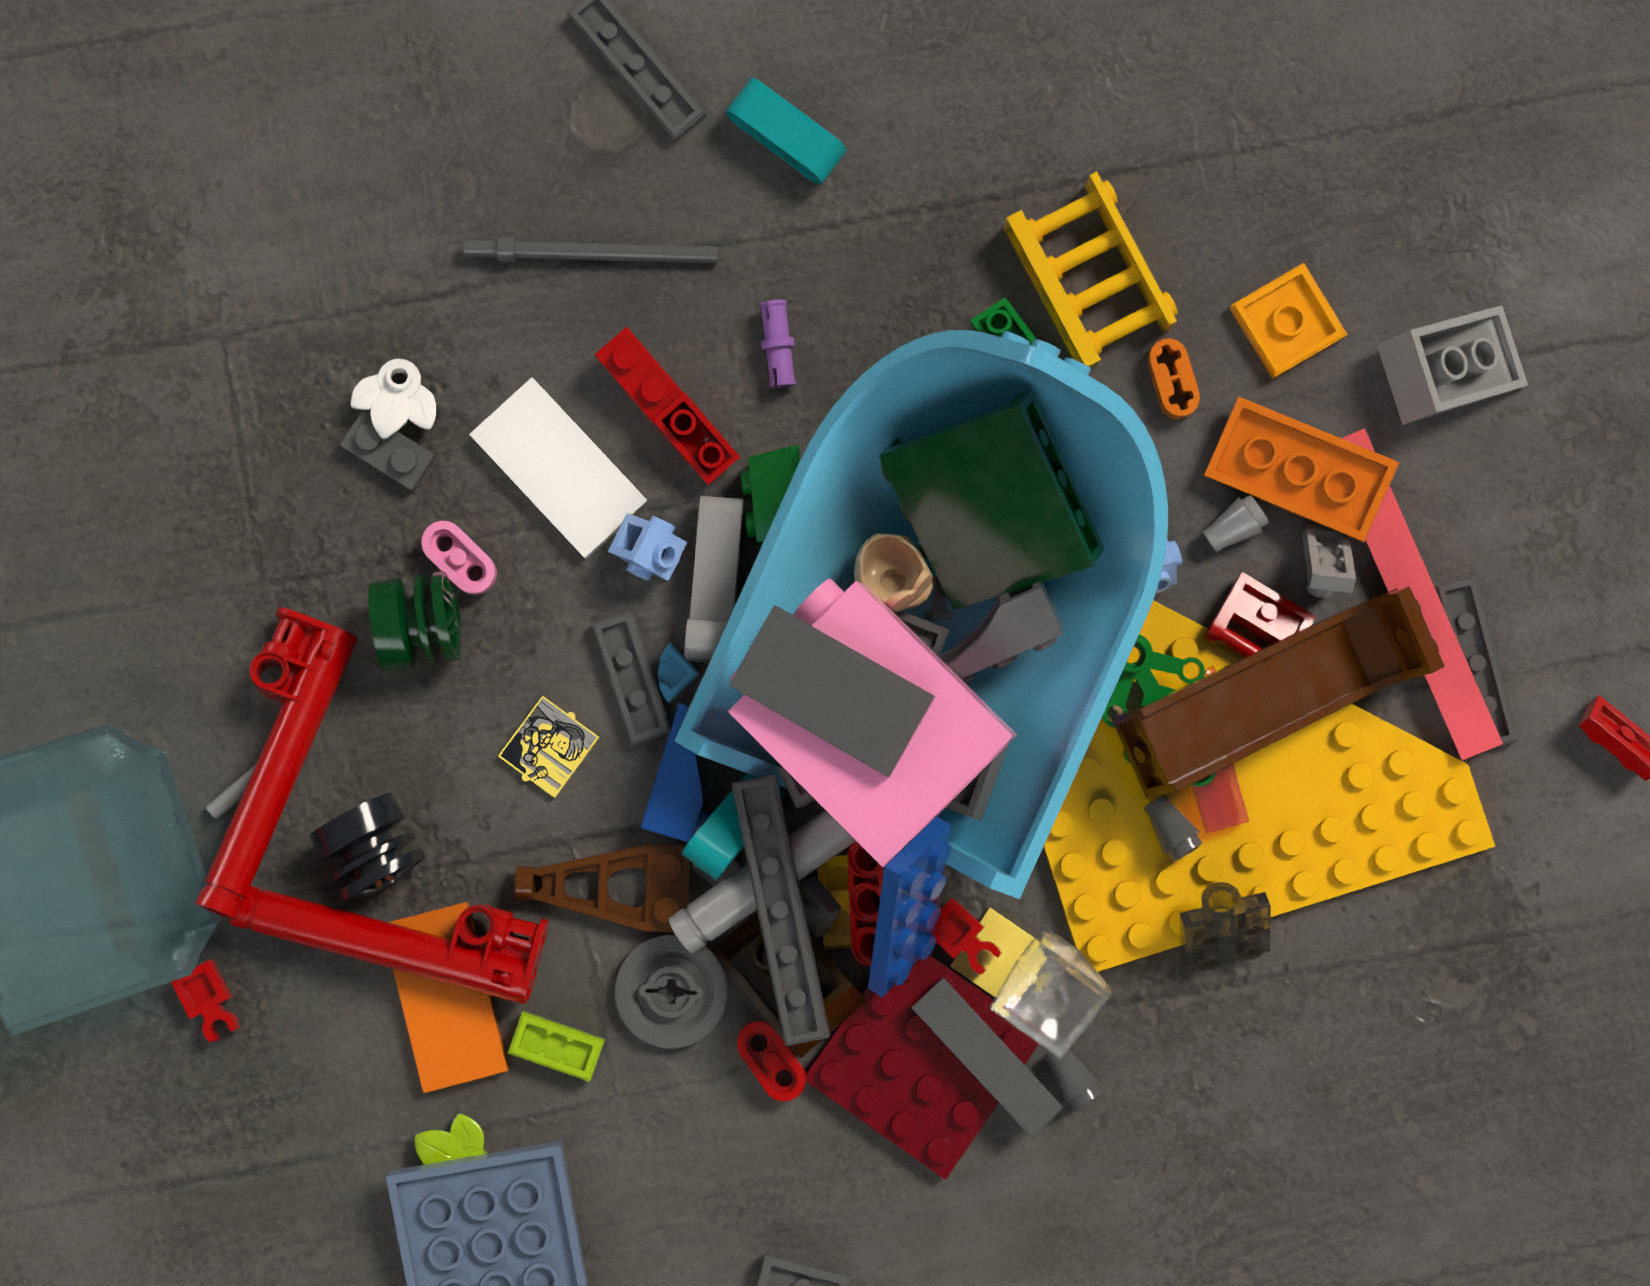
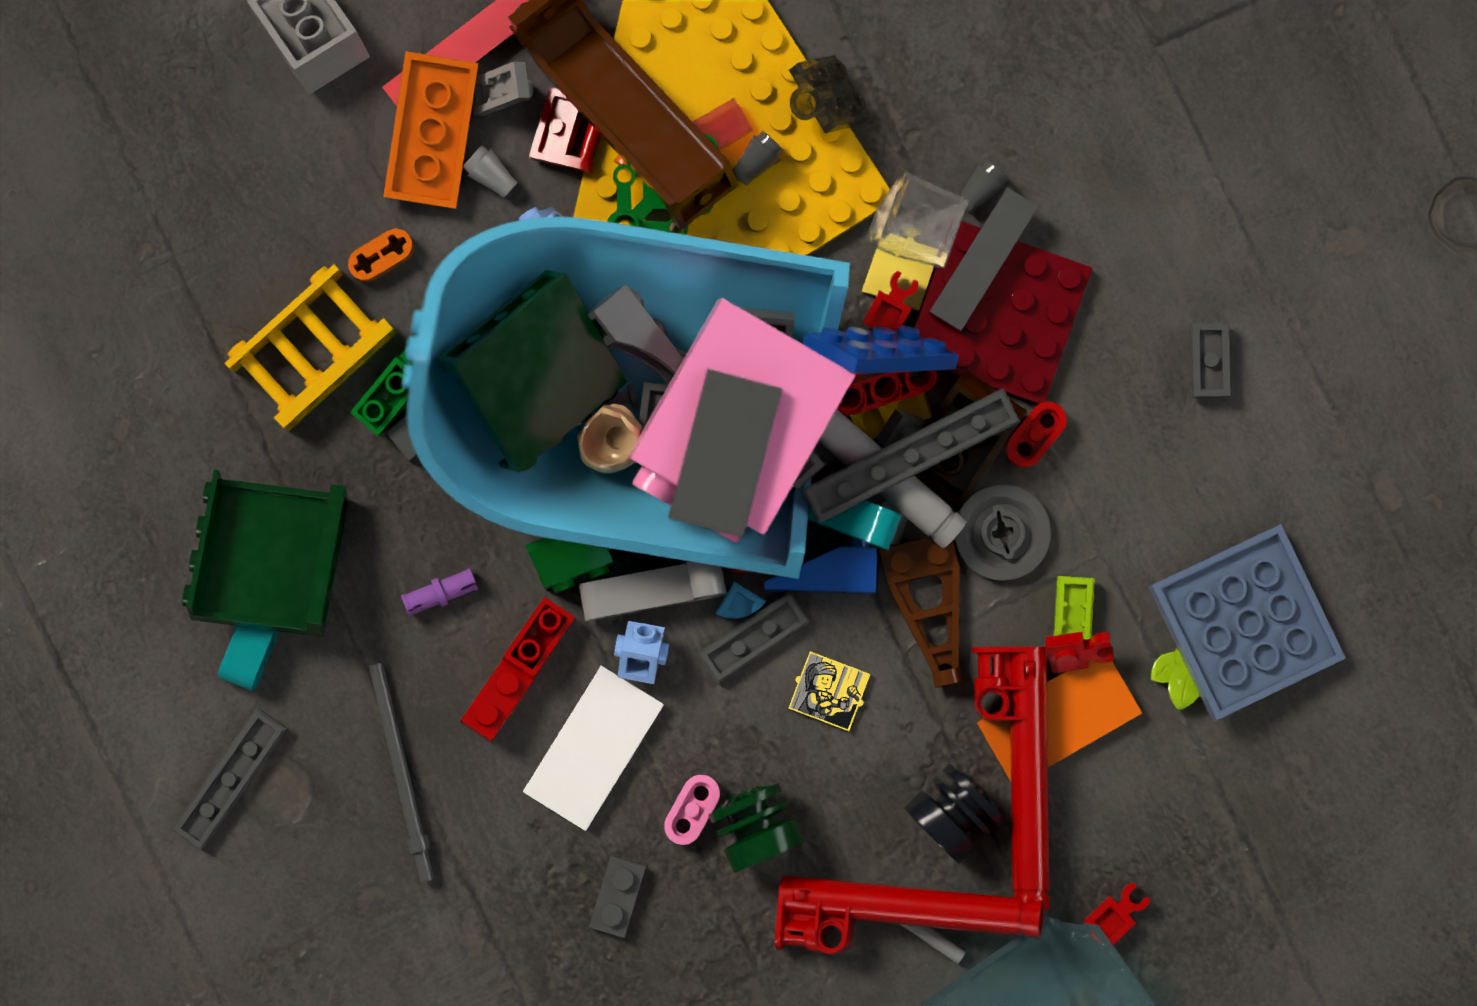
camera: 95 degrees left, 0 degrees up
(395, 403) = (576, 899): white plate -> none
(510, 1034) = (1074, 652): none -> red plate
(868, 161) = (266, 556): none -> dark green panel
(1288, 321) = (306, 173): light orange tile -> none

